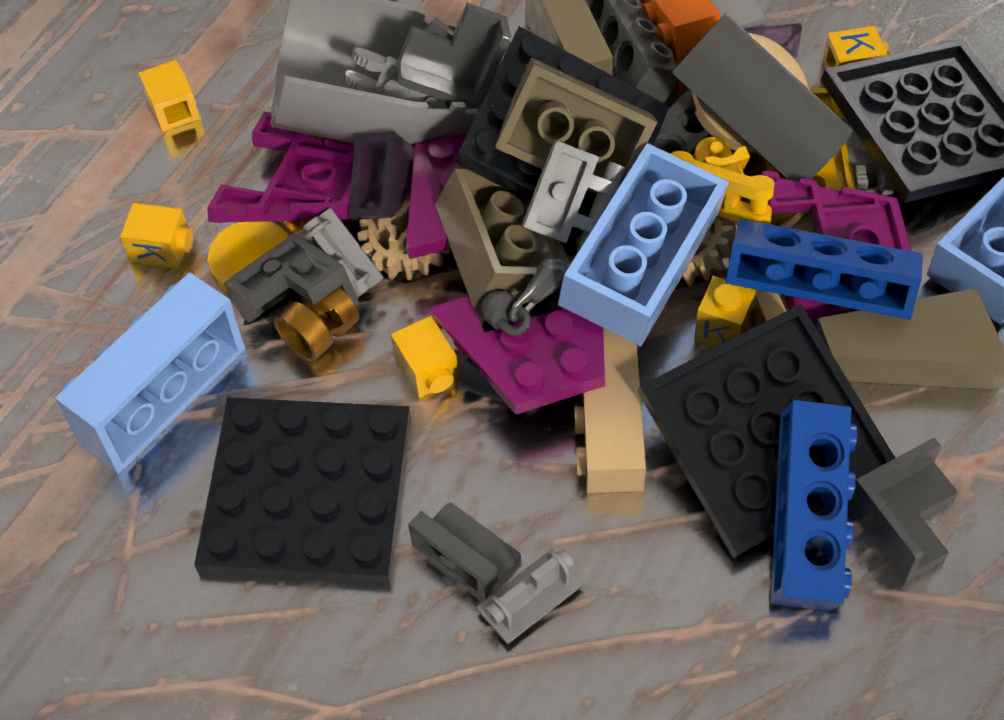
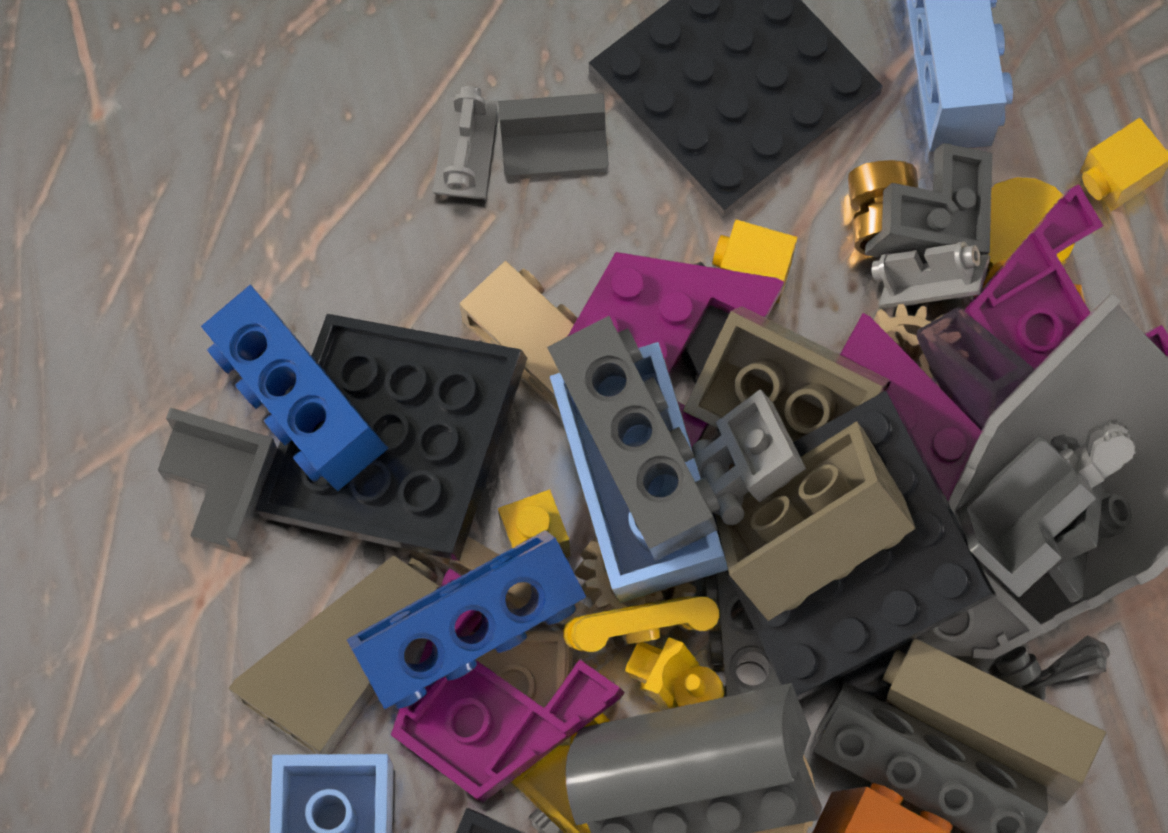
camera: 135 degrees right, 15 degrees up
(503, 307) = (689, 362): dark grey piece -> none
(650, 195) = (584, 363): none -> dark grey brick

